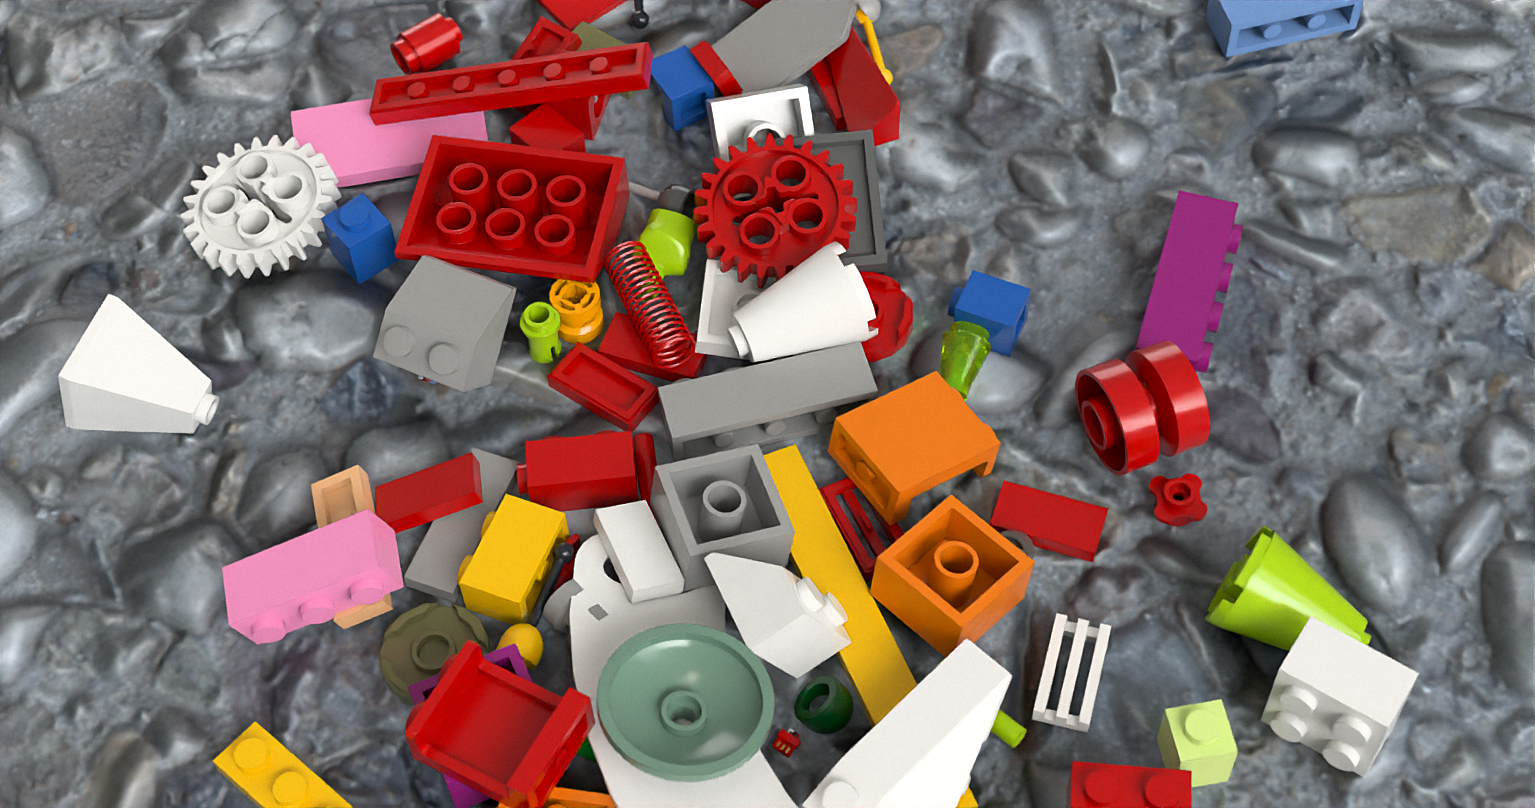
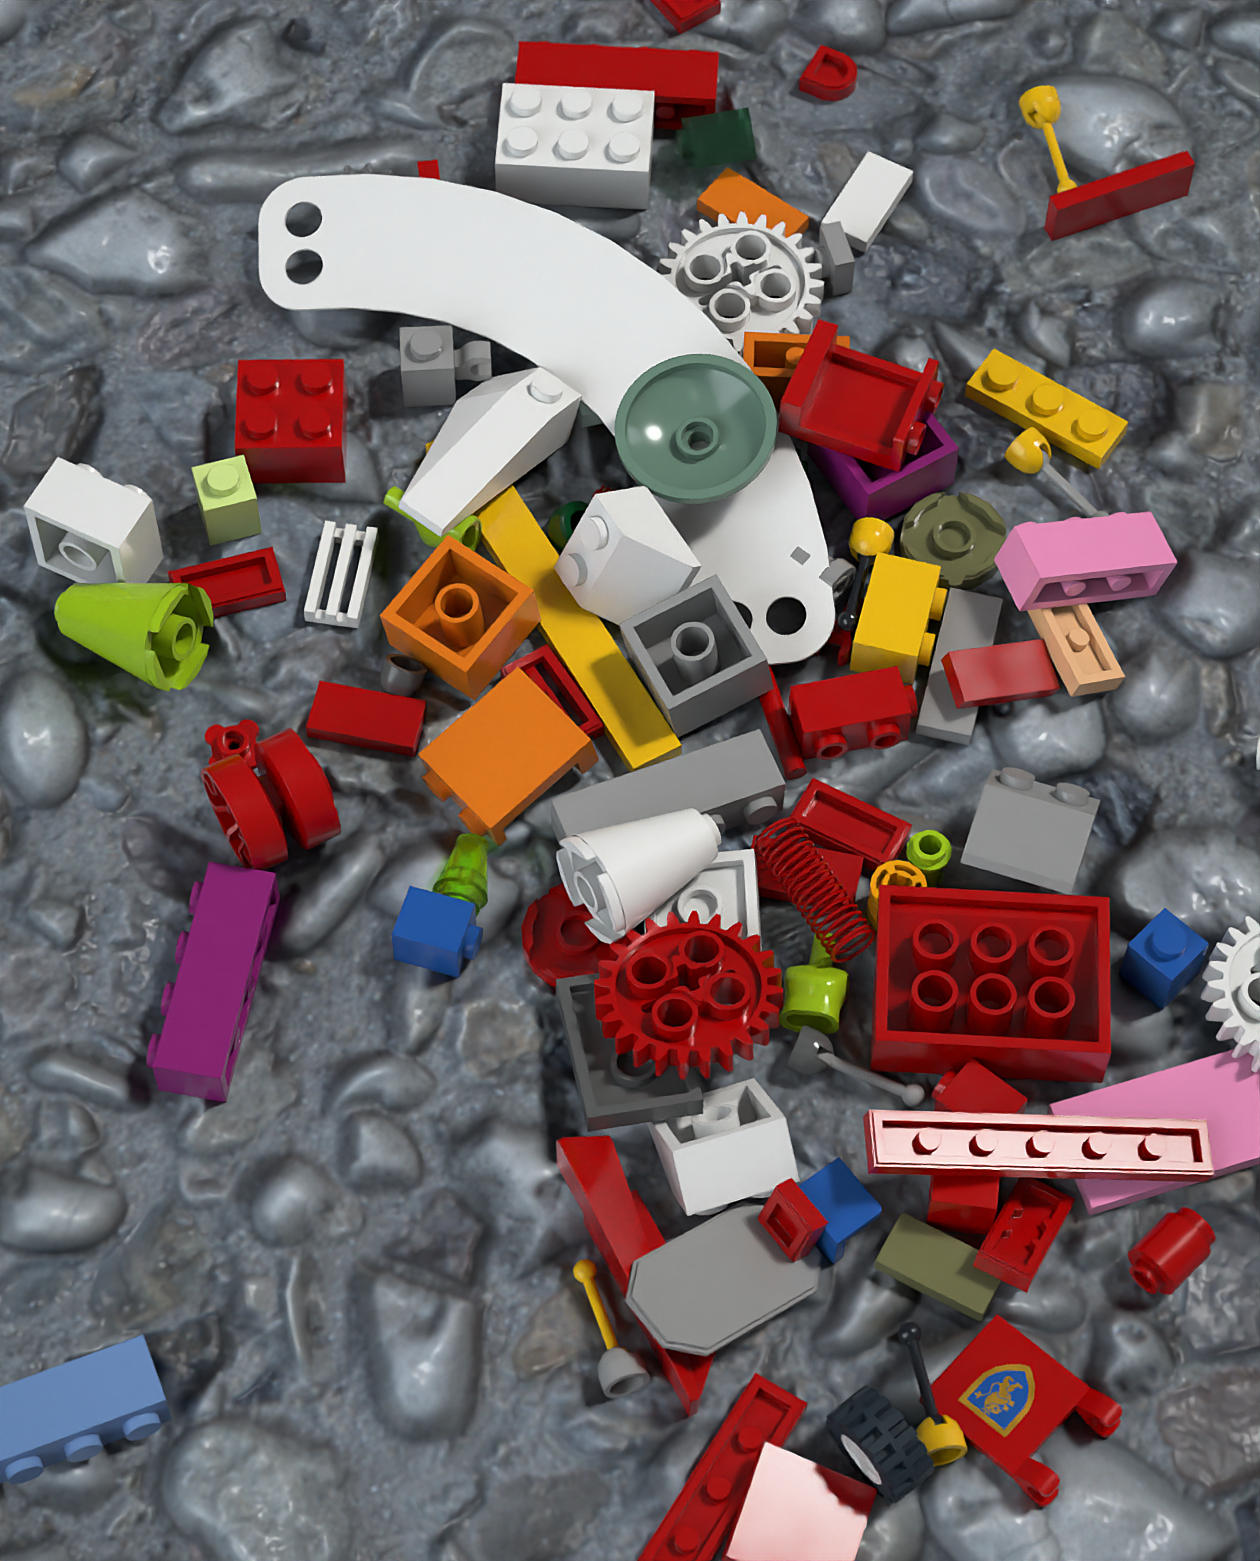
camera: 170 degrees right, 5 degrees up
(329, 734) = (1032, 454): none -> yellow hinge
(638, 551) = (776, 626): white tile -> none
(1192, 672) = (236, 581): none -> red tile

